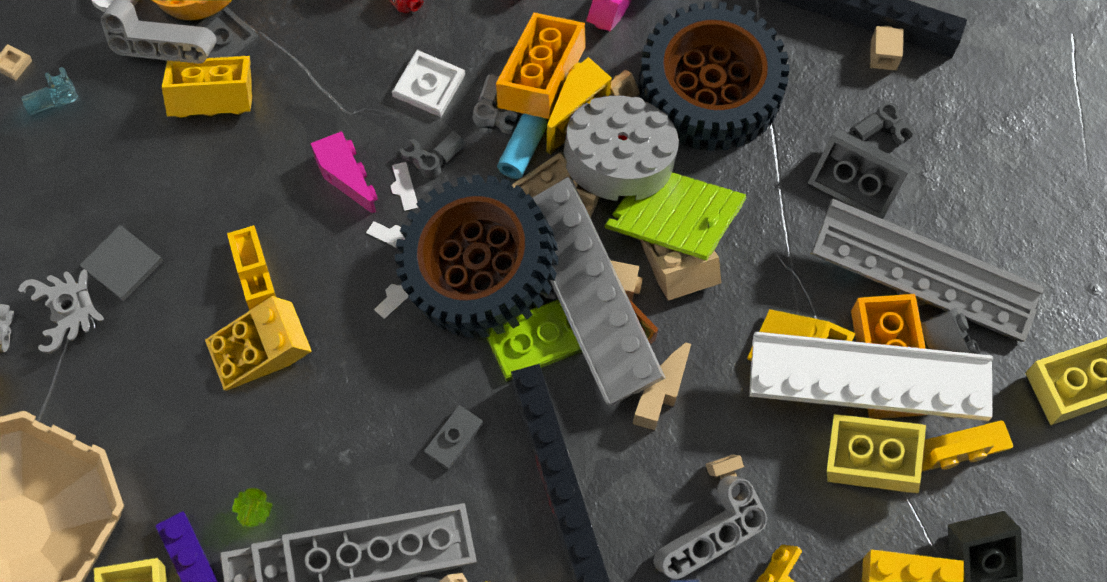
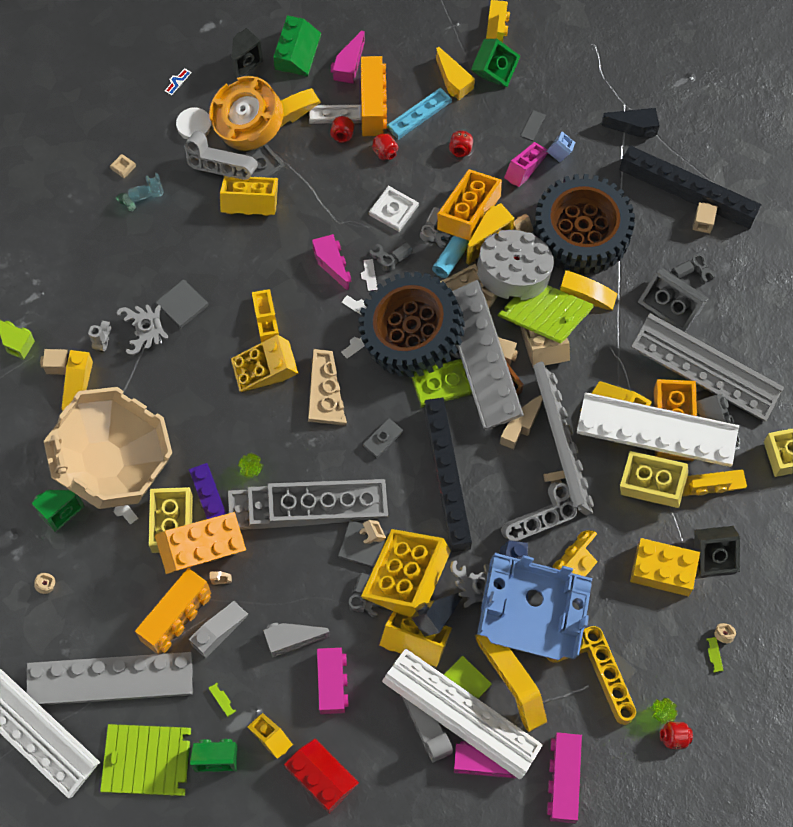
camera: 10 degrees right, 0 degrees up
(16, 111) = (124, 198): none -> clear green tile
(356, 376) = (325, 396): none -> tan wing
(726, 398) = (562, 436): none -> light grey plate
(733, 174) = (588, 290): none -> yellow slope

